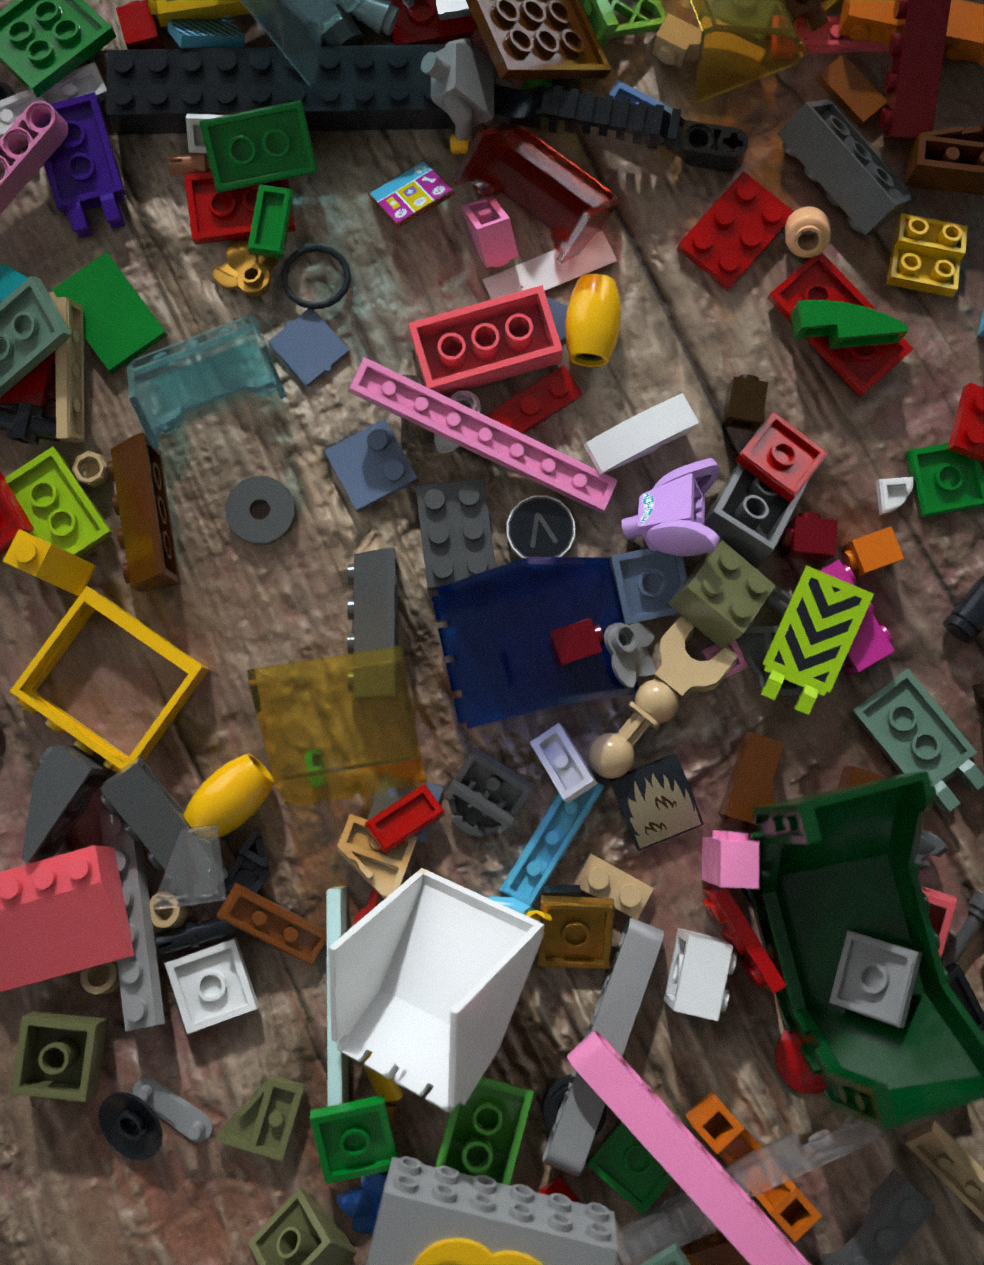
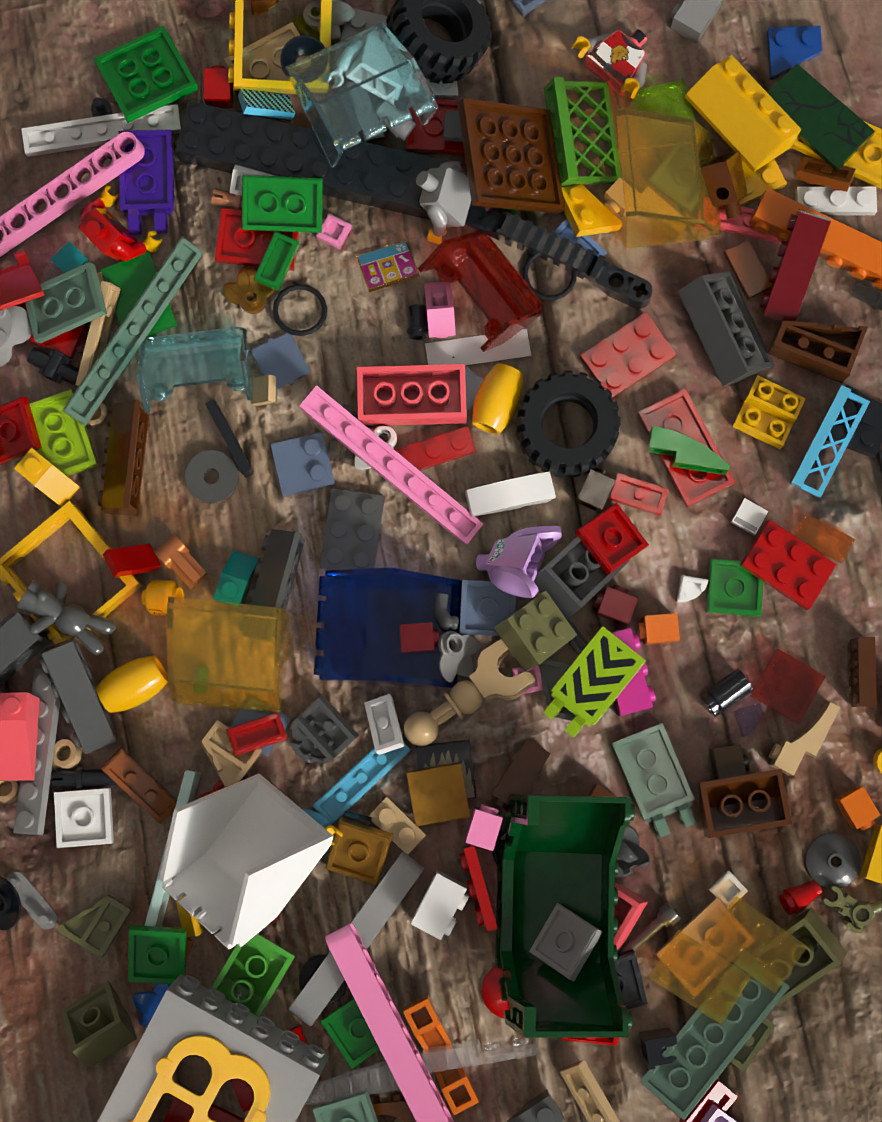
camera: 20 degrees right, 0 degrees up
(52, 241) = (110, 234): none -> red torso
(111, 355) = (132, 331): none -> sand green tile
(125, 735) = (68, 618): none -> dark grey animal
(186, 640) = (131, 560): none -> red tile
(193, 870) = (92, 730): clear wing -> none
(231, 676) = (157, 593): none -> yellow head
(244, 622) = (177, 556): none -> nougat piece
(251, 865) = (135, 738): black slope -> none
(270, 456) = (229, 438): none -> black tile
(298, 385) = (264, 390): none -> tan tile
(326, 627) = (236, 579): none -> teal slope
(332, 171) = (334, 231): none -> bright pink tile
(468, 262) = (417, 322): none -> black pin
(540, 527) = (416, 545): black tile -> none
(598, 607) = (441, 614): none -> dark grey arm
(618, 185) = (548, 297): none -> black piece
(639, 70) = (587, 213): none -> yellow wing
(656, 832) = (438, 794): none -> pearl gold tile
(699, 287) = (573, 389): none -> black tyre
(799, 394) = (639, 494): none -> plate
(807, 232) = (679, 372): light nougat head -> none
(939, 387) = (749, 516): none -> white tile

